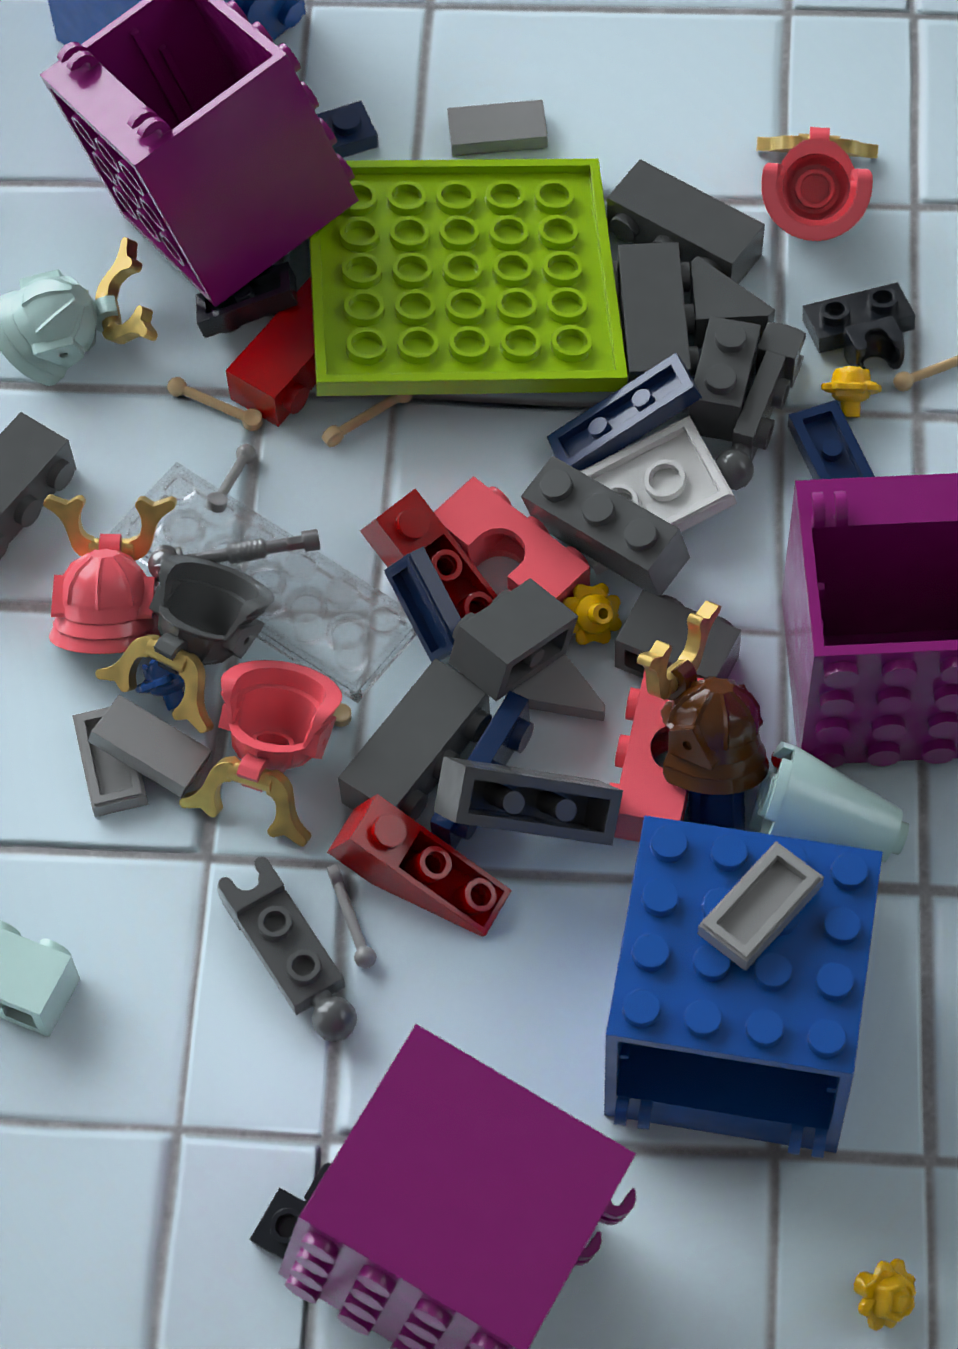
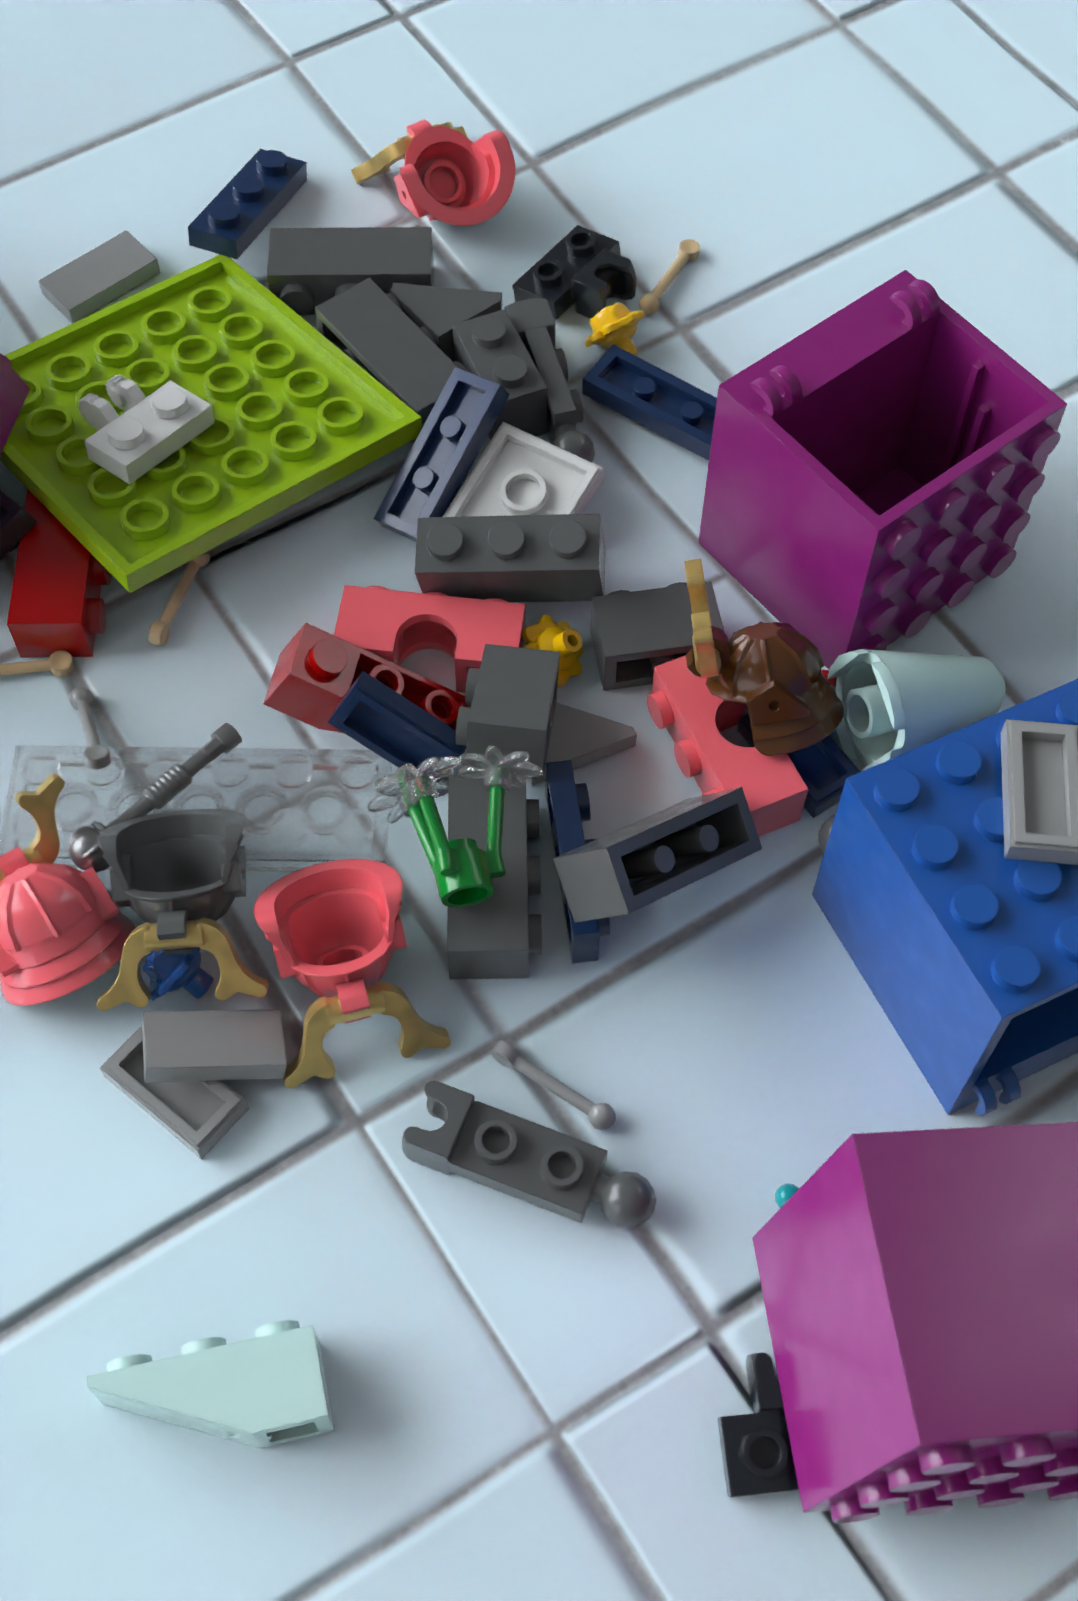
camera: 40 degrees left, 0 degrees up
(381, 722) = (459, 866): none -> plant
(417, 866) = (580, 990): red slope -> none
(418, 278) = (146, 430): none -> white hinge
(650, 125) = (247, 203): none -> dark blue plate

